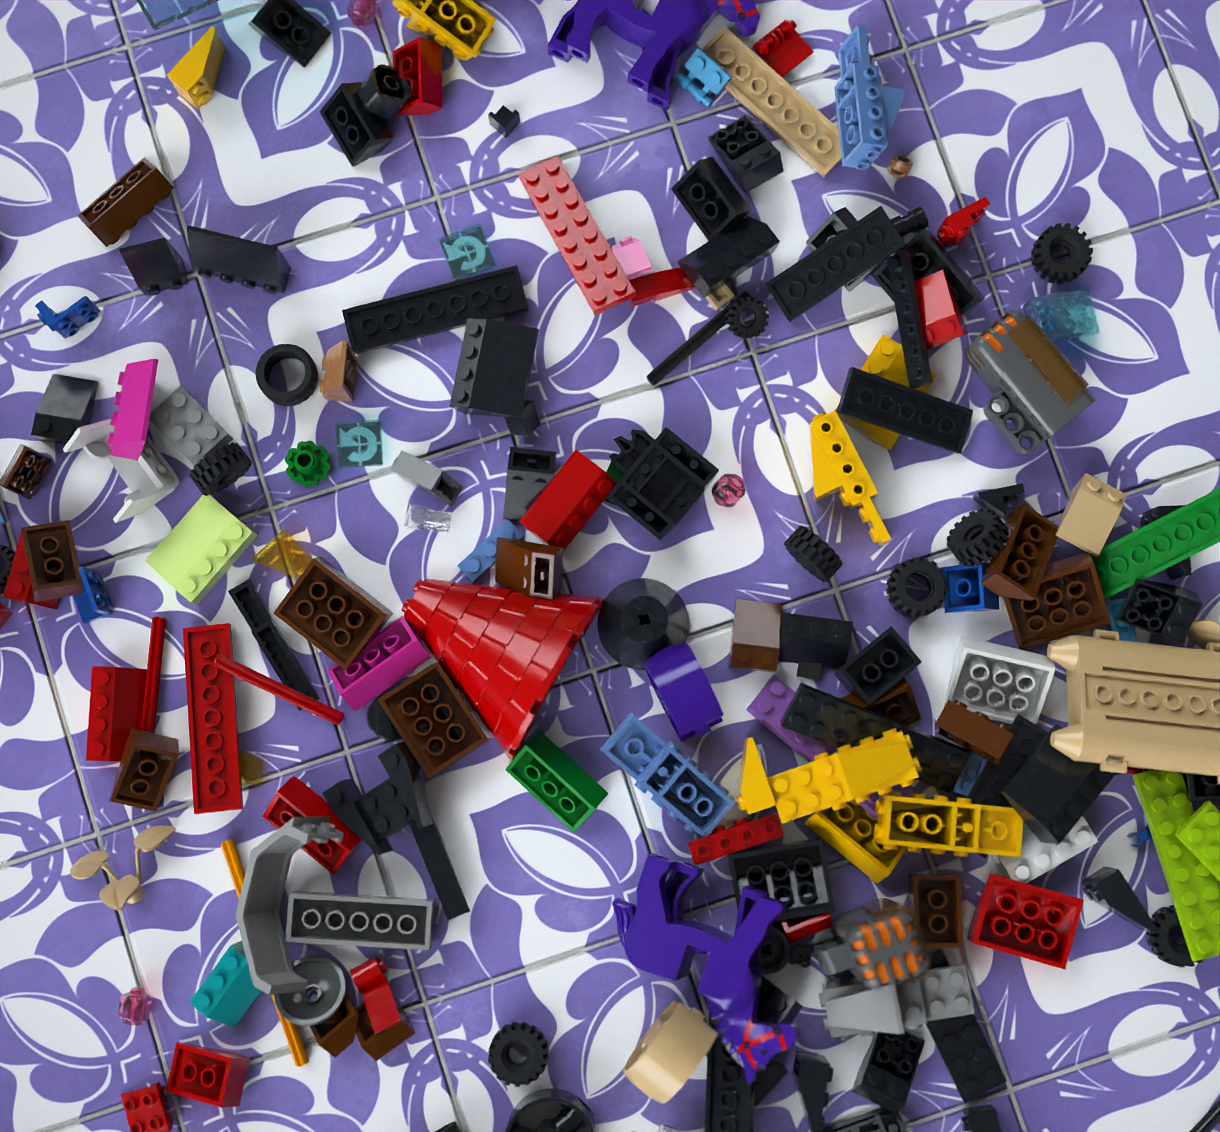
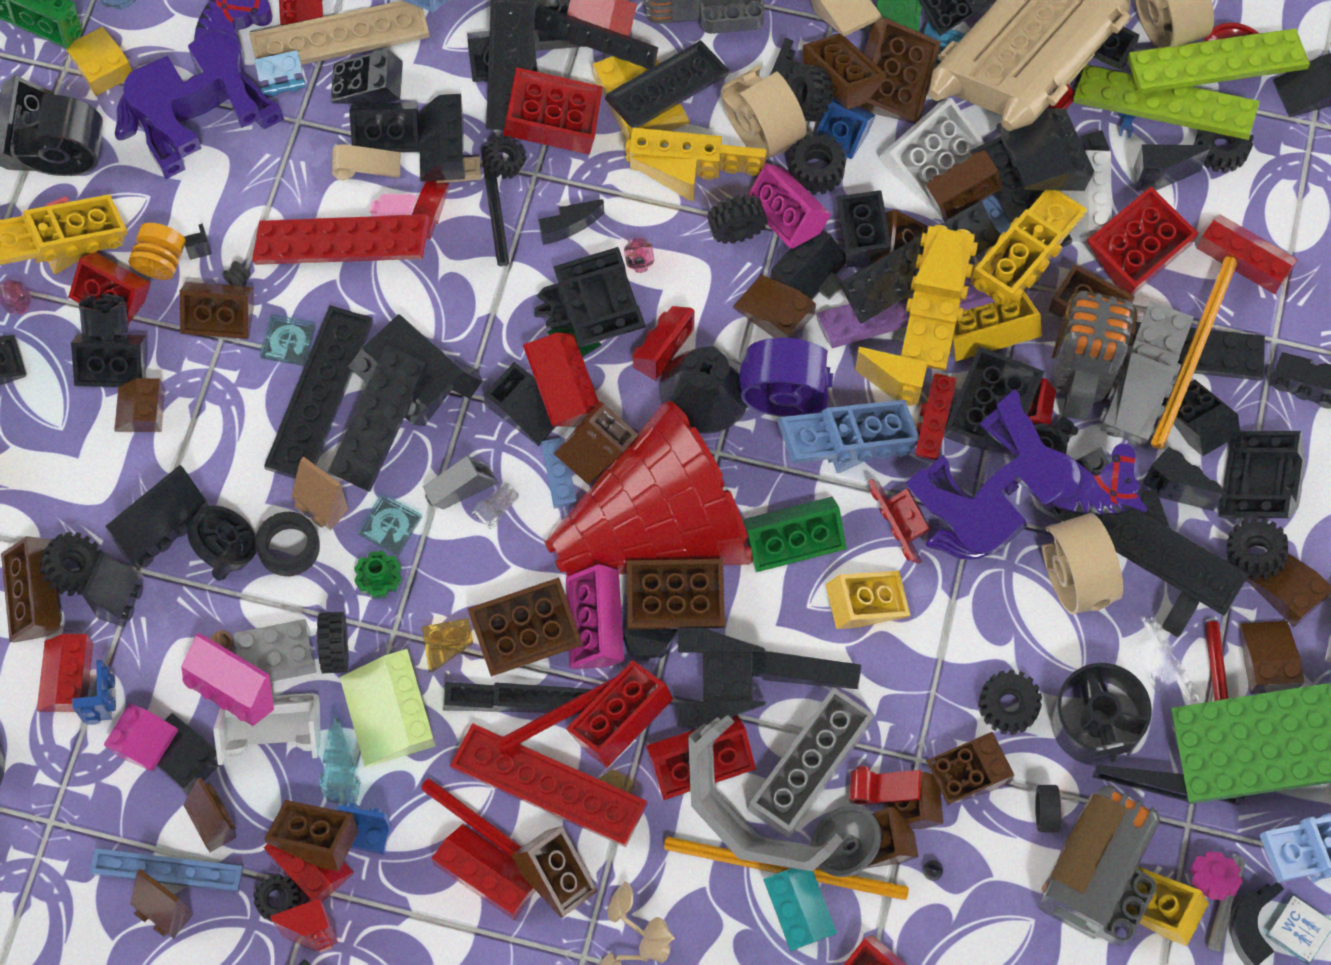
camera: 55 degrees left, 15 degrees down
(54, 372) = (140, 737): none -> dark pink slope
(74, 278) = (64, 672): none -> red slope
(125, 546) = (341, 779): none -> clear light blue slope
(160, 200) = (69, 548): none -> black tyre
(173, 379) = (223, 638): none -> medium nougat tile
(241, 335) = (212, 548): none -> black piece
(307, 737) = (620, 713): none -> red slope
(332, 177) = (140, 406): none -> reddish brown slope
(341, 1073) = (931, 874): none -> black hinge
(435, 1056) = (971, 769): none -> reddish brown slope
(436, 374) = (378, 418): none -> black plate
(454, 176) = (216, 310): none -> reddish brown slope
(470, 93) = (157, 251): none -> light orange wheel
(495, 171) = (236, 274): none -> pearl dark grey wheel
(536, 879) = (867, 599): none -> yellow slope
(627, 865) = (904, 516): none -> bracket
(661, 562) = (664, 341): none -> red slope
(668, 203) = (352, 159): none -> tan door
(724, 411) = (570, 221): none -> black slope
(816, 329) = (553, 111): none -> red slope
(854, 589) = (788, 206): none -> dark pink slope
(929, 513) = (764, 111): none -> tan animal
(947, 1029) = (1193, 353): none -> light orange axle
(1081, 1020) = (1254, 256): none -> red slope
(1102, 818) = (1095, 141): none -> black plate

